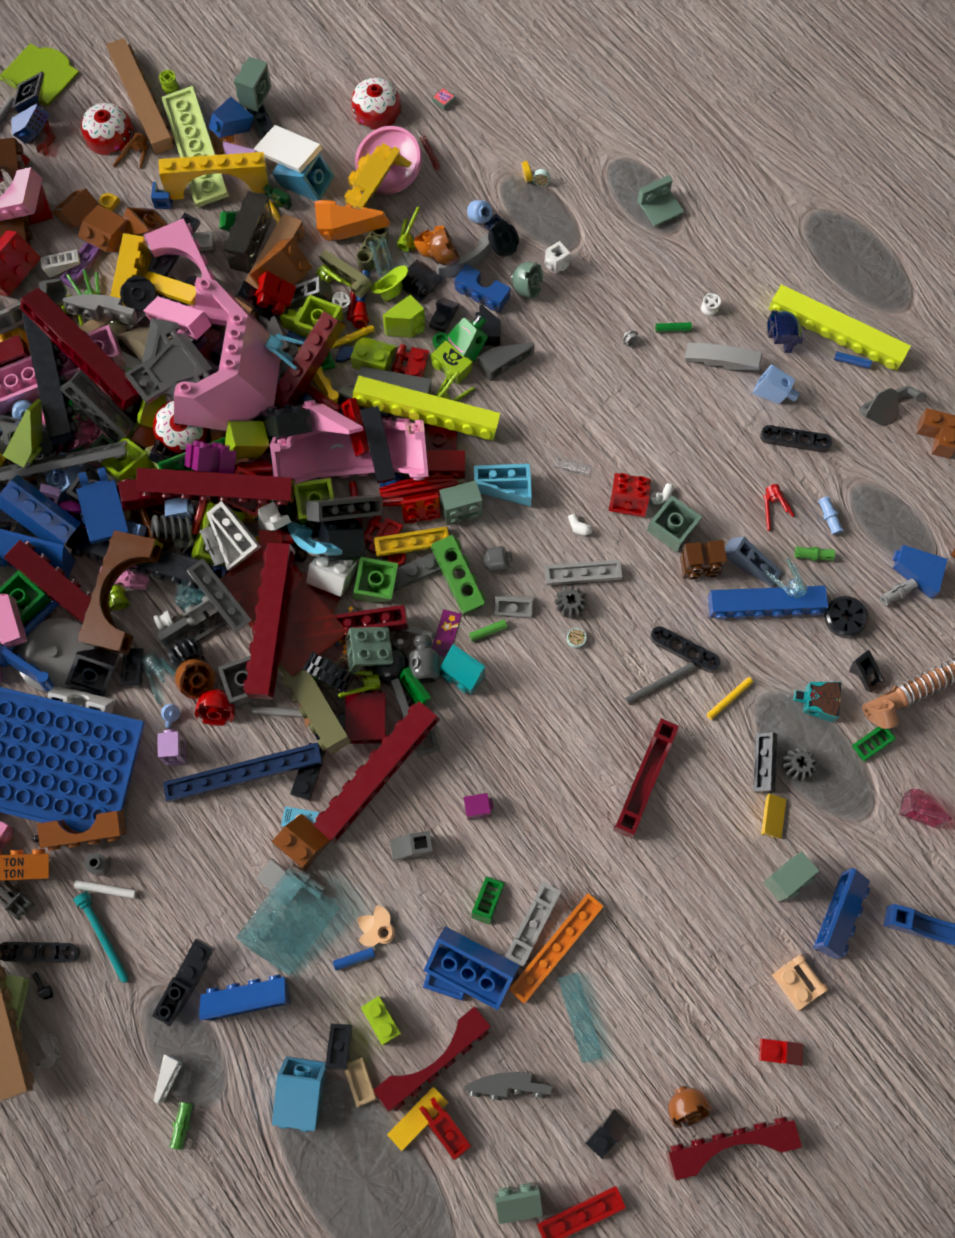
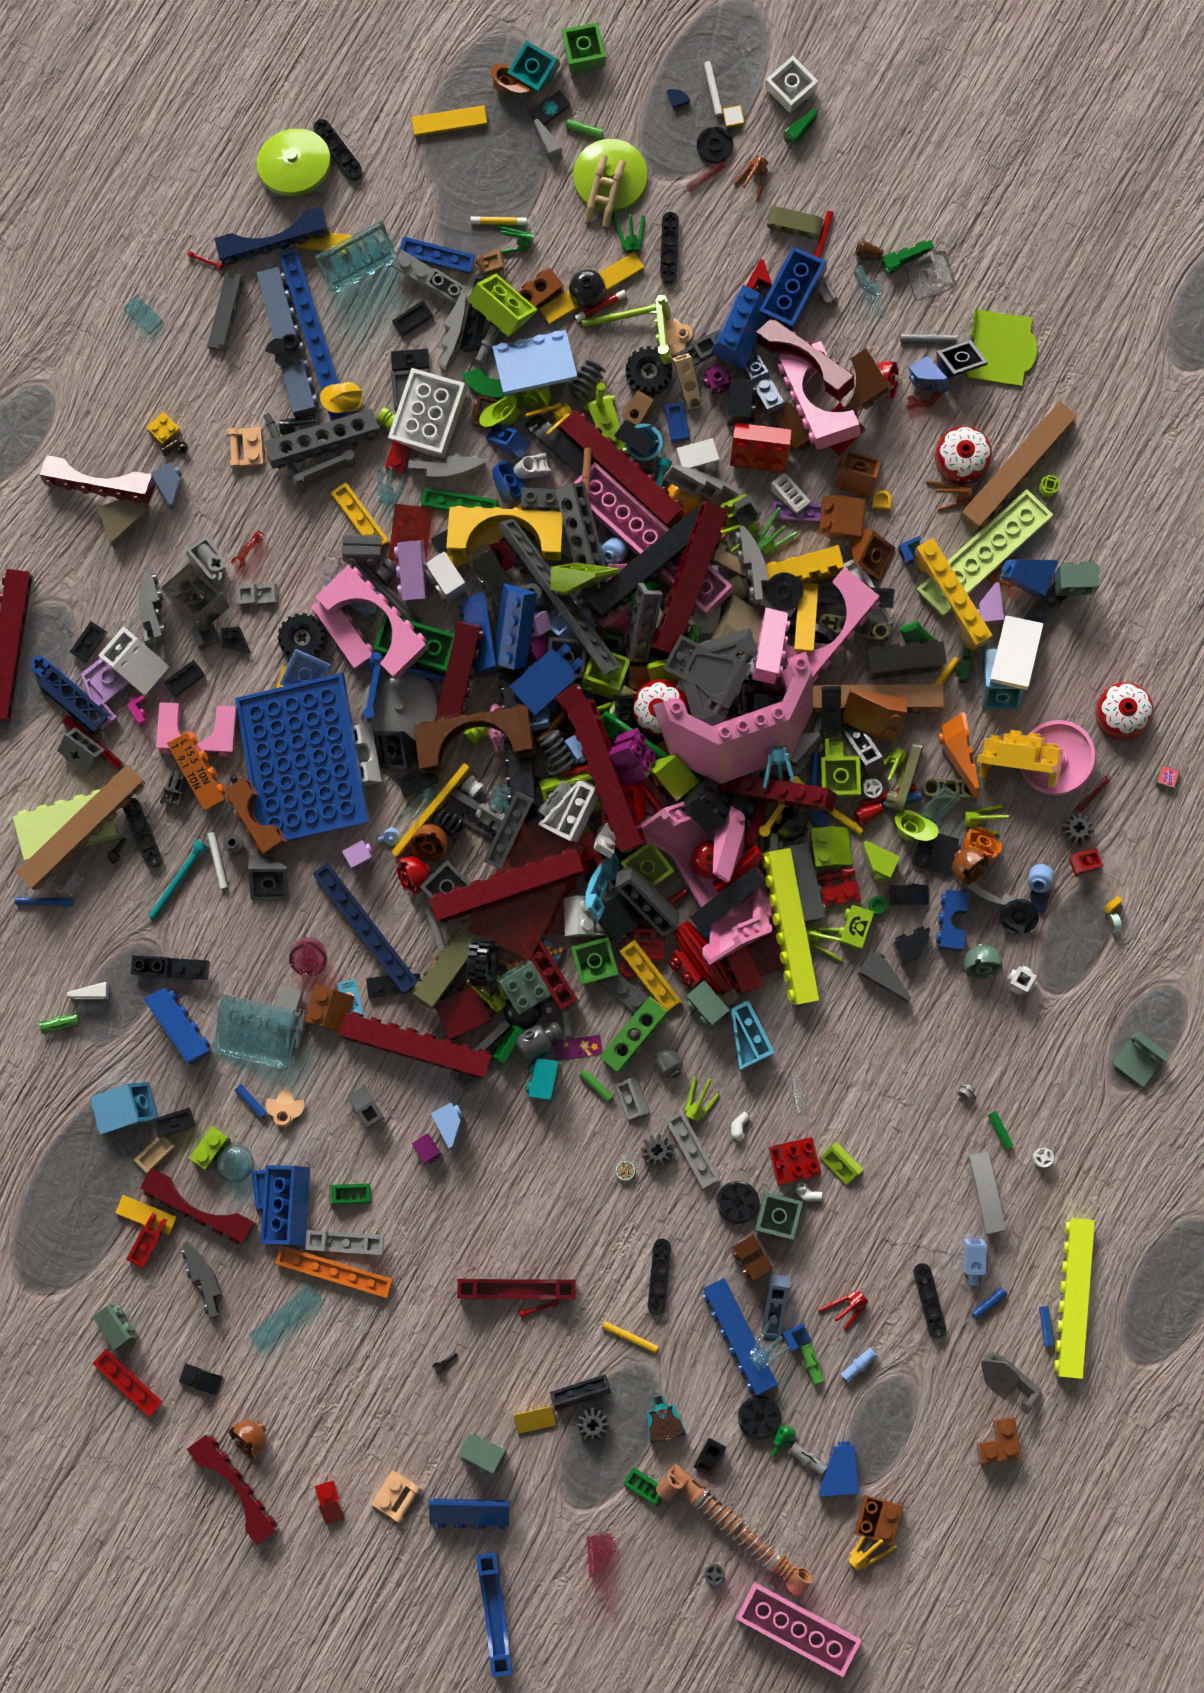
camera: 70 degrees right, 10 degrees up
(51, 1086) = (44, 901): none -> blue bar
(148, 845) = (267, 878): none -> dark grey slope
(165, 664) = (433, 808): none -> yellow tile
(217, 244) = (873, 630): none -> olive beam
(242, 837) = (308, 956): none -> clear pink cylinder
(274, 292) = (845, 721): red hips -> none
(334, 449) = (702, 860): none -> red cylinder
(338, 371) = (792, 824): none -> black cylinder
(407, 1002) = (234, 1163): none -> clear light blue cylinder
(452, 172) = (1083, 834): none -> dark grey gear
(464, 773) = (449, 1123): none -> light blue slope
(468, 337) = (885, 933): green torso -> none
(482, 180) = (1085, 861): none -> red slope
(550, 554) = (695, 1111): none -> lime plant
(648, 459) = (841, 1163): none -> lime slope
(650, 565) = (729, 1211): none -> black wheel
(660, 683) = (615, 1266): dark grey bar -> none
(671, 753) = (554, 1303): none -> red hinge
(687, 878) = (443, 1363): none -> black hand
(784, 329) = (1043, 1244): clear blue brick -> none
(784, 552) = (796, 1336): none -> blue panel
(816, 394) = (989, 1303): none -> blue piece
(871, 602) = (784, 1436): none -> green piece

